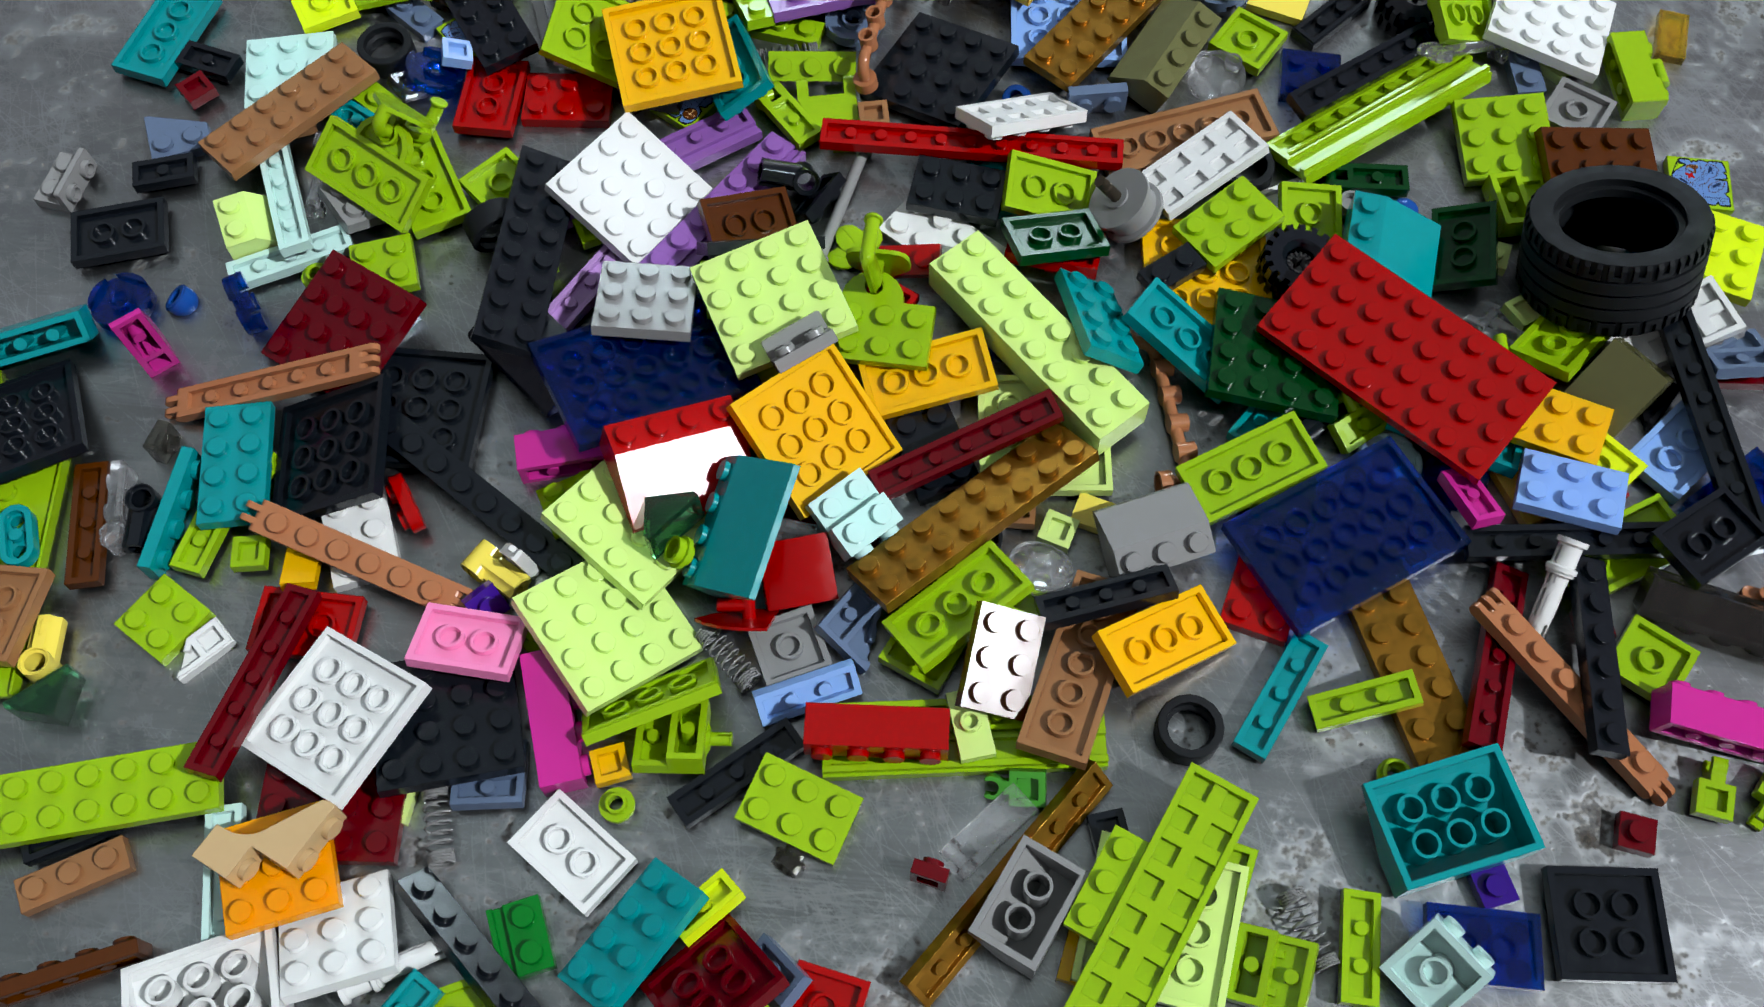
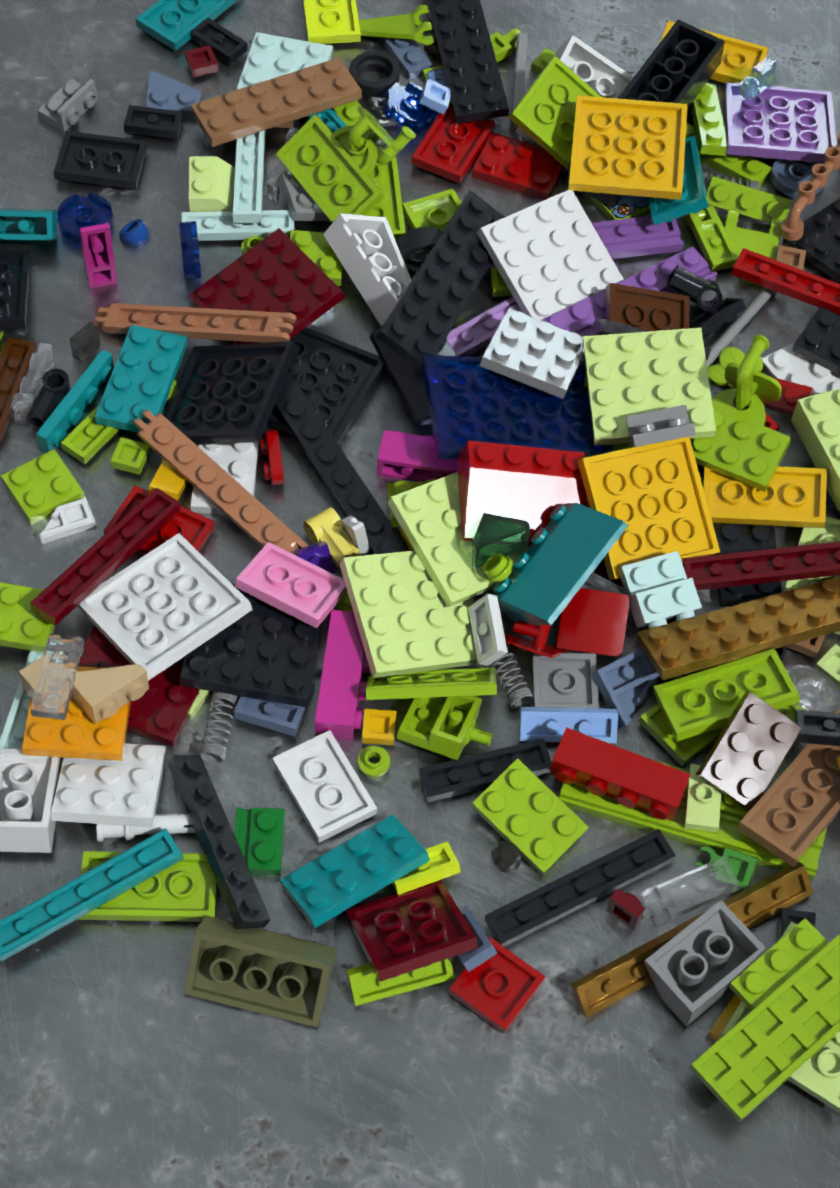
camera: 15 degrees right, 5 degrees down
(235, 850) = (57, 677): none -> clear plate
(441, 252) = (370, 259): none -> white wedge
(690, 621) = (487, 629): none -> white plate
(874, 869) = (579, 888): none -> black plate

